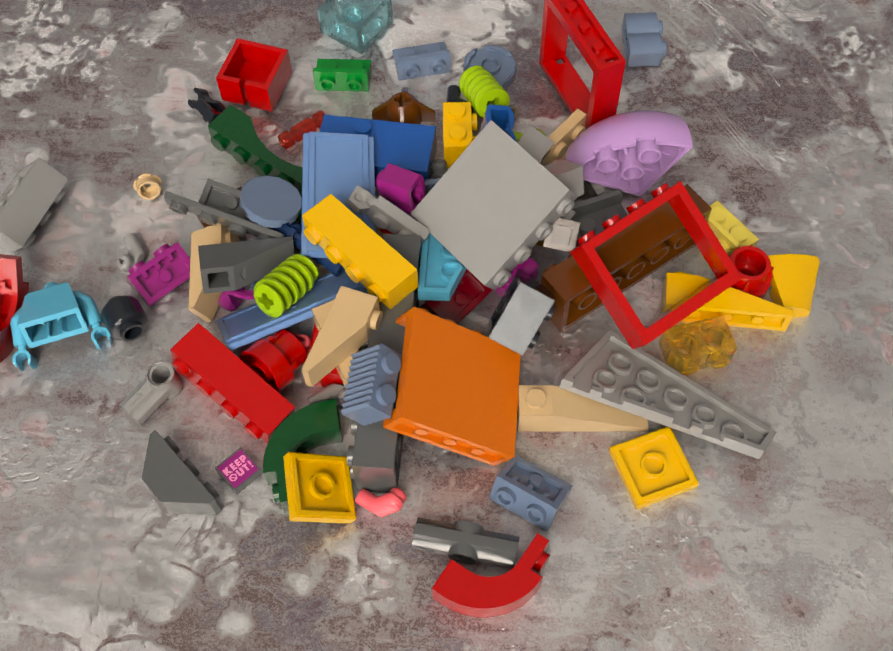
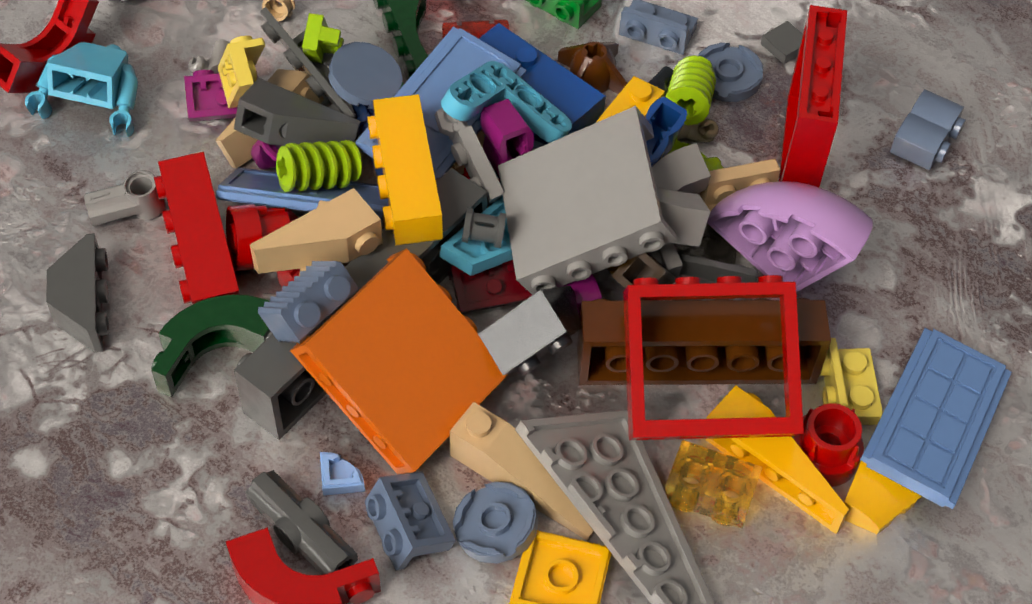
camera: 30 degrees right, 5 degrees down
(124, 318) = (153, 116): black head -> none
(173, 250) = (238, 67): none -> light yellow bracket
(223, 191) = (320, 38): none -> lime tile
(238, 470) = (144, 322): tile -> none
(319, 488) = (198, 383): yellow tile -> none
(370, 158) = (495, 83): none -> medium azure beam
(384, 504) = (251, 438): coral arm -> none
(439, 262) = (484, 227): none -> dark grey bush
(459, 491) = (339, 475): none -> light blue tile
(510, 28) = (783, 42): none -> dark grey tile
(587, 456) = (496, 522): none -> sand blue tile
(792, 221) = (937, 418): none -> medium blue piece

